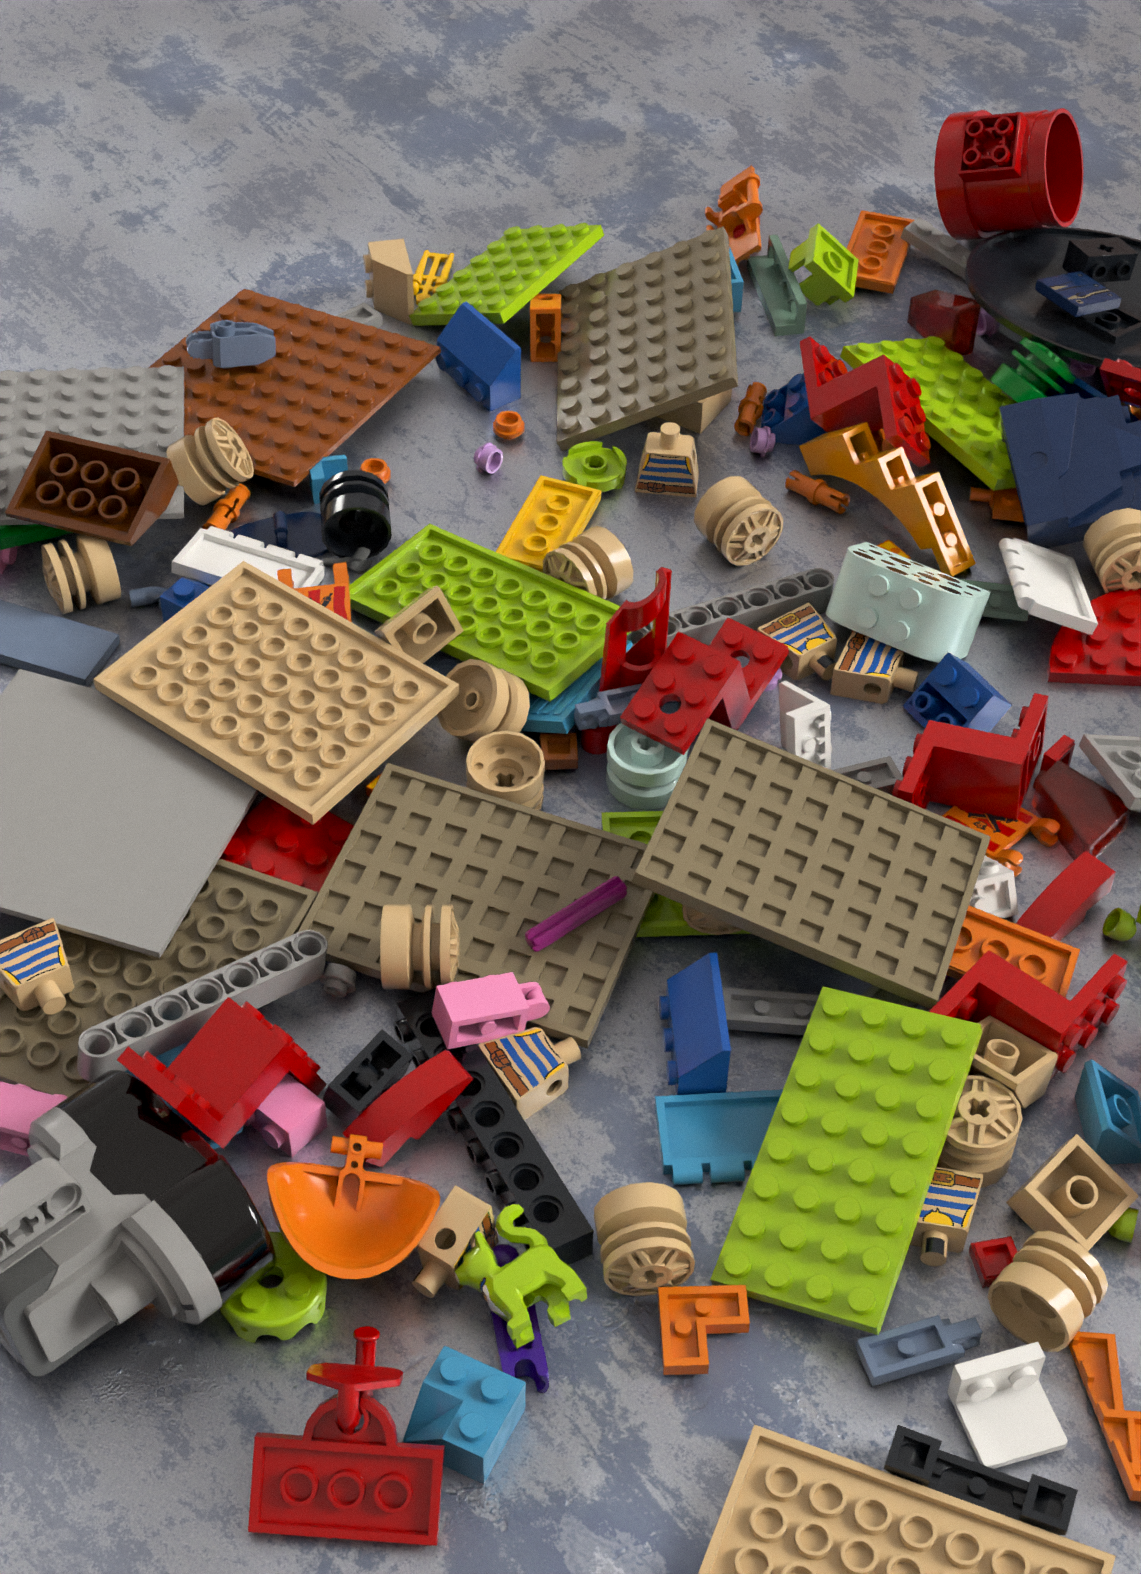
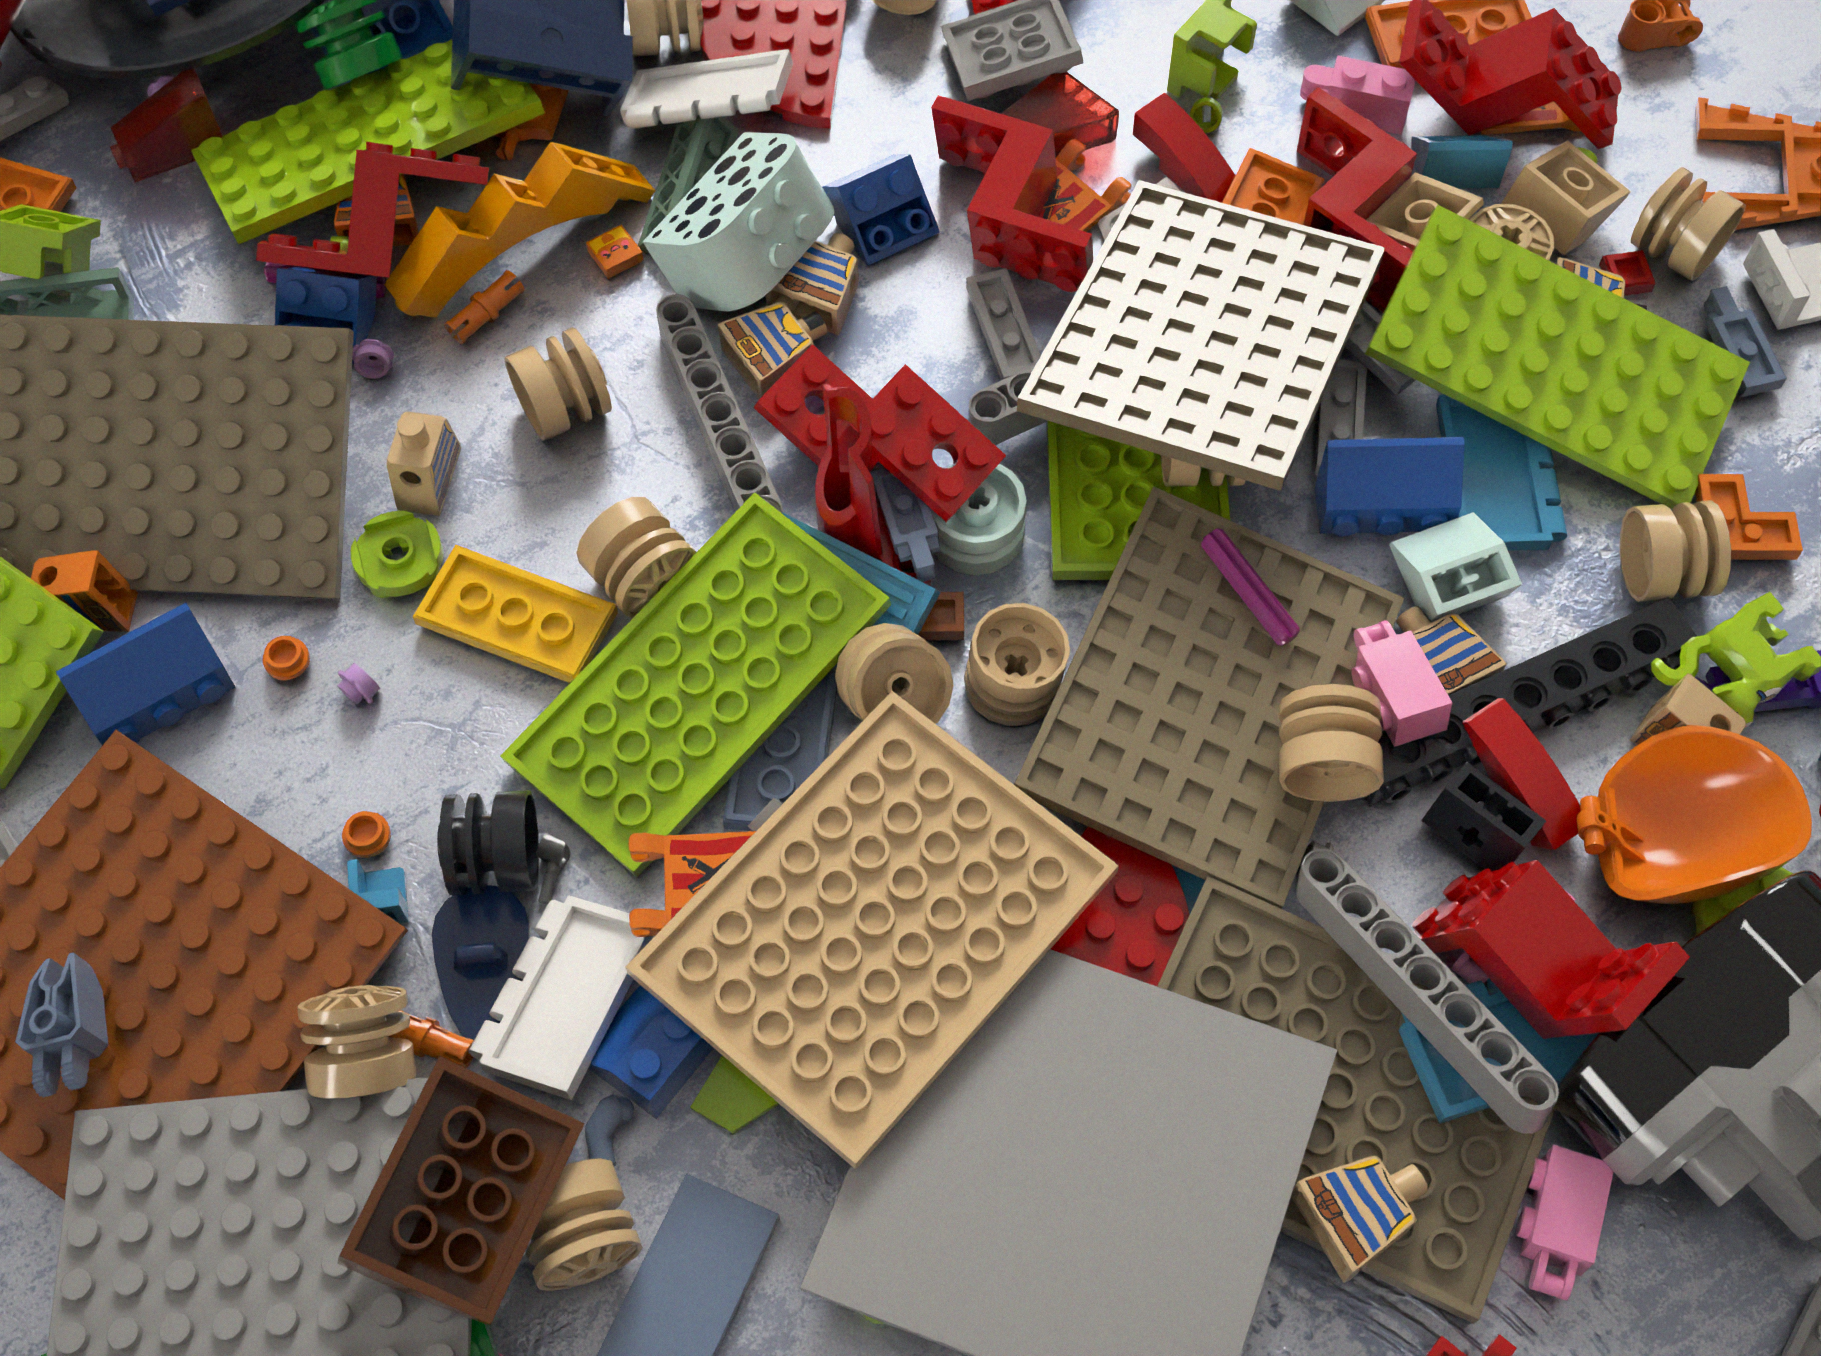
camera: 85 degrees left, 15 degrees up
(422, 626) = (760, 748): tan slope -> none
(618, 1073) = (1455, 567): none -> light aqua slope
(805, 724) = (949, 339): white bracket -> none

